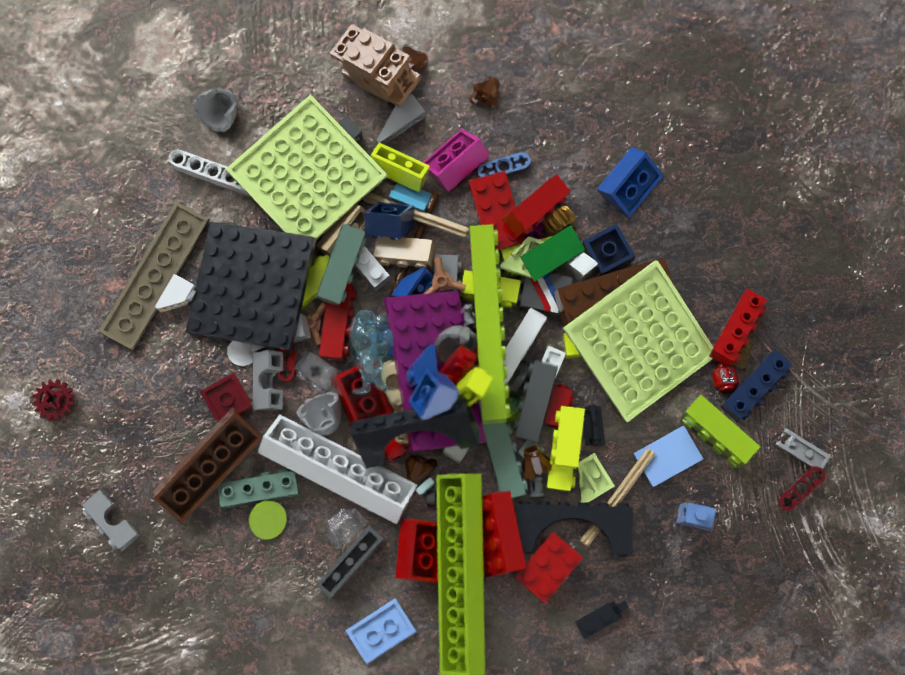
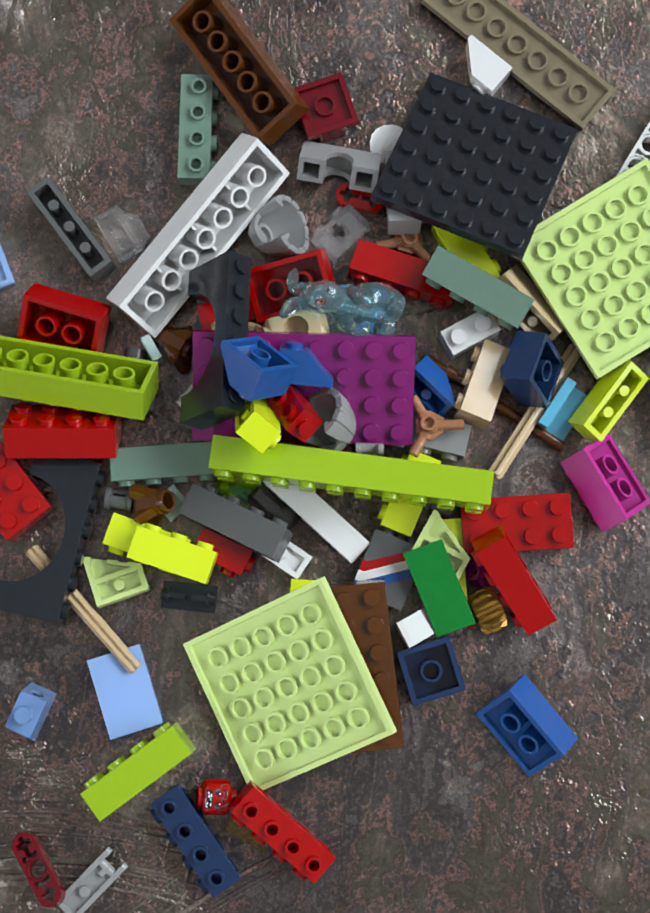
camera: 100 degrees right, 5 degrees up
(267, 519) = (153, 134): lime piece -> none
(515, 157) = (591, 569): medium blue beam -> none

